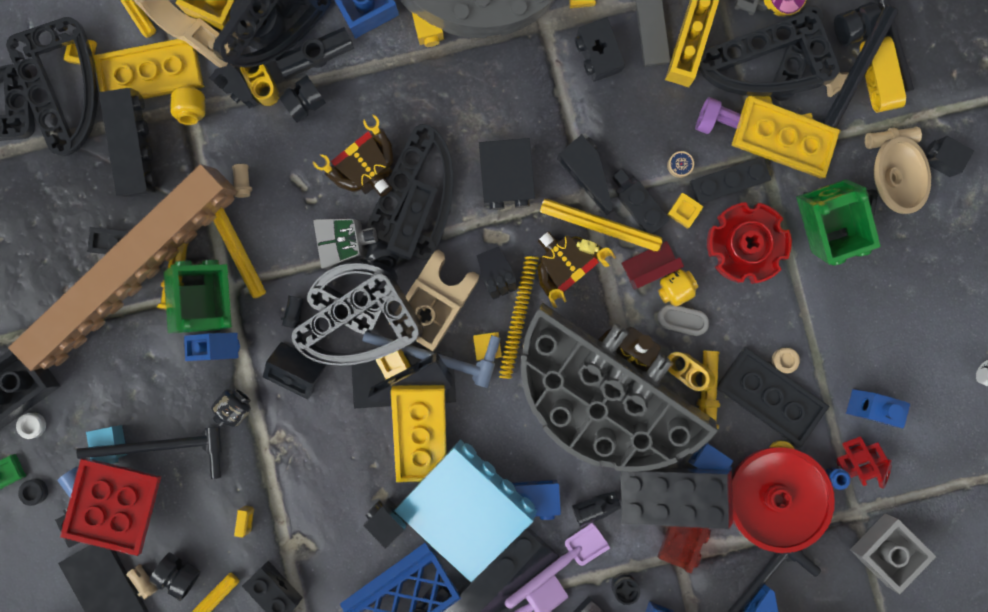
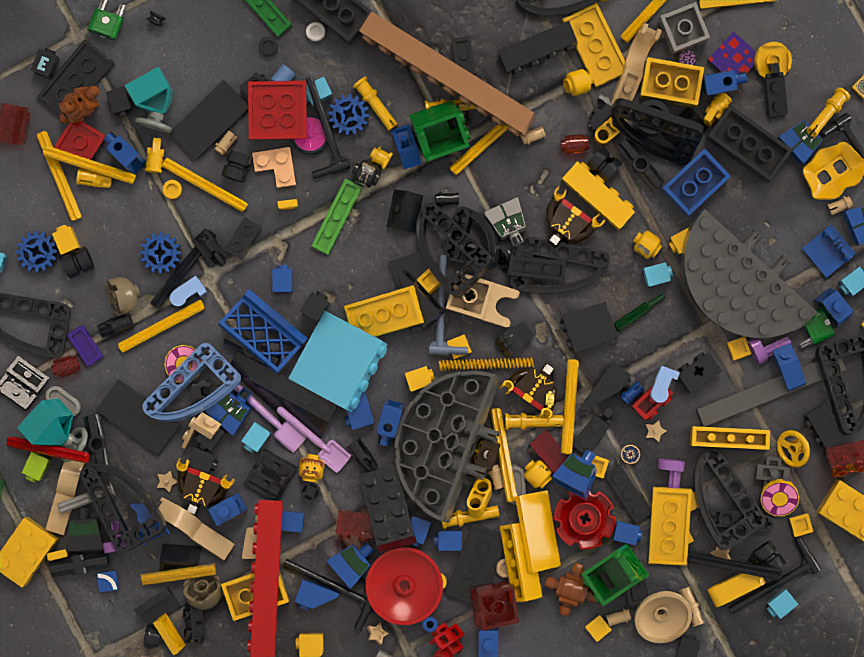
camera: 80 degrees right, 0 degrees up
(133, 376) = (370, 96): none -> yellow pin
(136, 411) = (359, 120): none -> blue gear
(169, 464) = (315, 139): none -> dark pink wheel
(185, 517) = (279, 161): none -> light nougat plate
(215, 383) = (380, 157): none -> yellow brick
(266, 129) = (575, 143): none -> clear red brick
(278, 460) = (336, 216): none -> bright green tile
(340, 117) = (597, 195): none -> yellow brick
(340, 554) = (282, 279): none -> blue brick
(419, 72) = (647, 244): none -> yellow head
(461, 69) = (657, 274): none -> medium azure brick
(503, 107) = (637, 313): none -> dark green axle
(515, 408) = (419, 378): none -> yellow brick
(560, 463) = (390, 414): none -> blue torso
(595, 579) = (311, 468): none -> yellow head
(604, 142) = (628, 396): none -> blue pin
(605, 287) = (523, 421): none -> yellow pin
(606, 94) = (660, 387): none -> light blue leg
(620, 116) = (646, 407): none -> red brick
(644, 325) = (503, 454): none -> yellow axle
(658, 125) = (655, 431): none -> tan piece
(669, 341) = (496, 477): none -> tan pin
(692, 236) = (577, 474): none -> blue torso
(732, 561) = (351, 563): none -> blue torso
(734, 425) = (449, 540): none -> blue brick
(752, 307) = (537, 531): none -> yellow tile
(782, 193) = (627, 533): none -> blue brick
(786, 339) = (526, 584): none -> yellow brick
(830, 549) = (376, 633): none -> tan piece
(836, 285) = (570, 589): none -> dark orange piece
(836, 388) = (494, 605): none -> clear red brick
(885, 232) = (619, 617): none -> tan pin
(891, 263) = (598, 628): none -> yellow tile
(919, 23) = (781, 604): none -> medium azure brick

